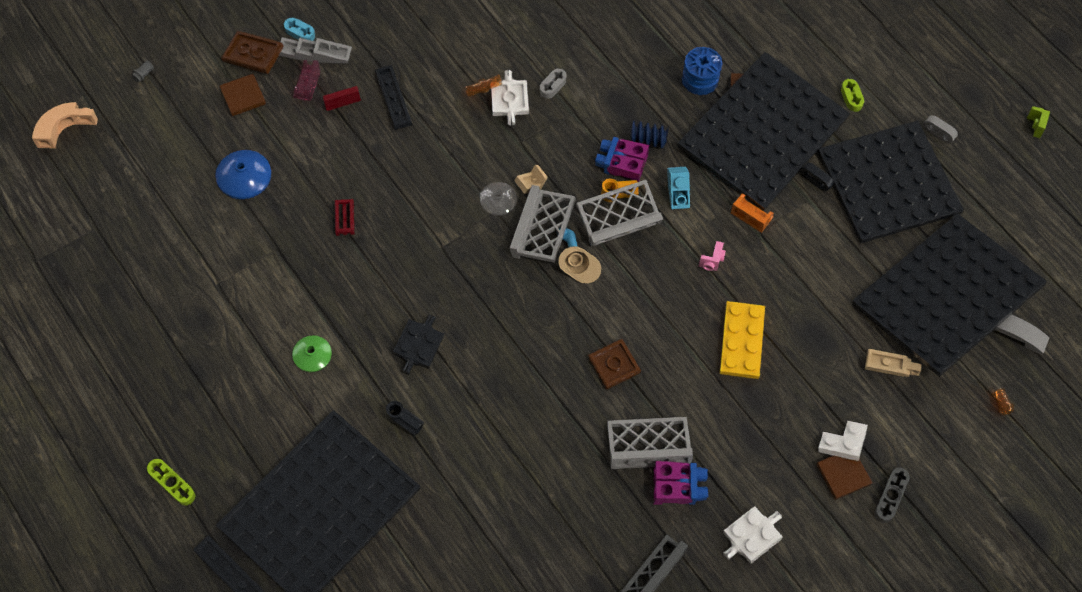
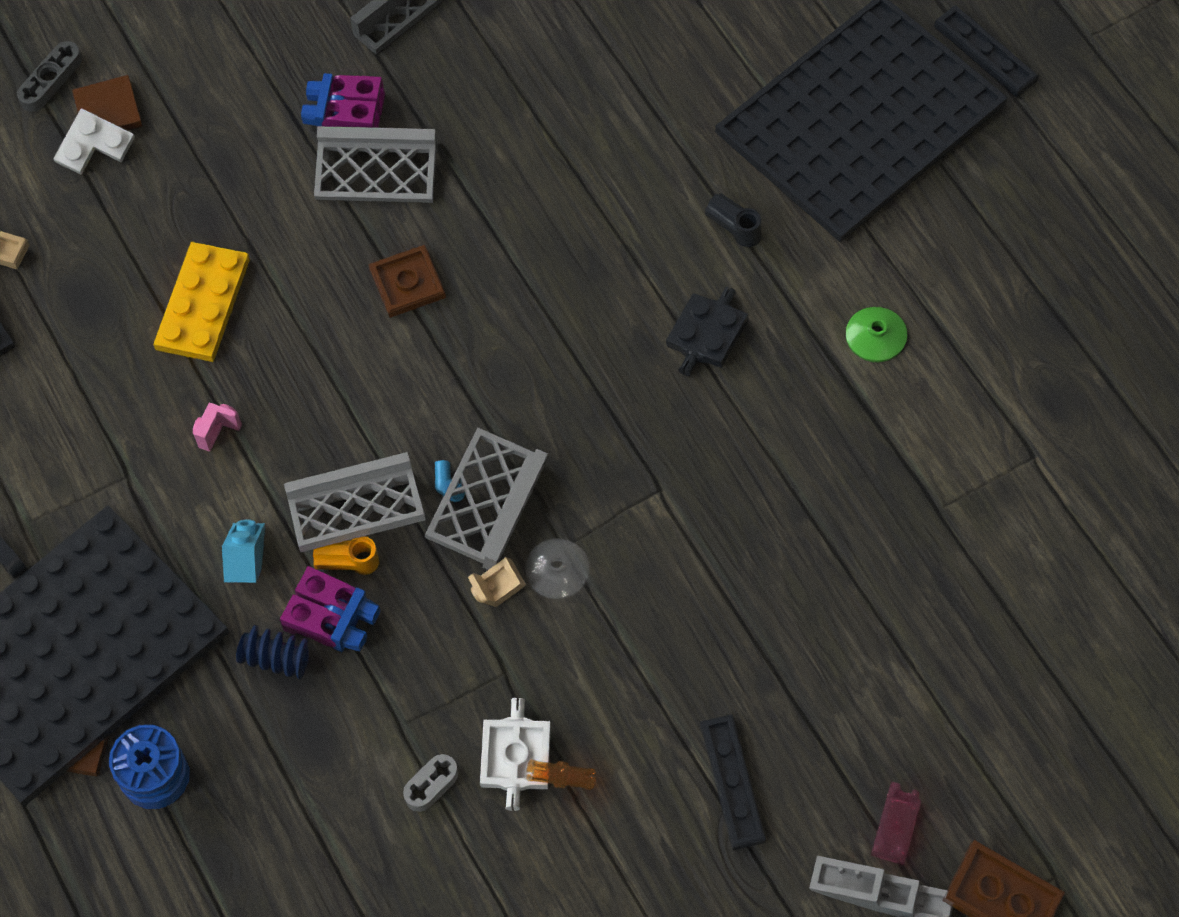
camera: 170 degrees left, 0 degrees up
(165, 468) = (1075, 152): lime beam -> none
(242, 94) = (1017, 809): reddish brown tile -> none
(243, 182) = (1002, 667): blue dish -> none
(341, 98) = (829, 777): dark red tile -> none
(344, 230) = (824, 577): dark red tile -> none
(580, 264) = (437, 432): tan piece -> none
(751, 214) = (130, 498): orange hinge -> none
(752, 535) = (257, 41): white plate -> none

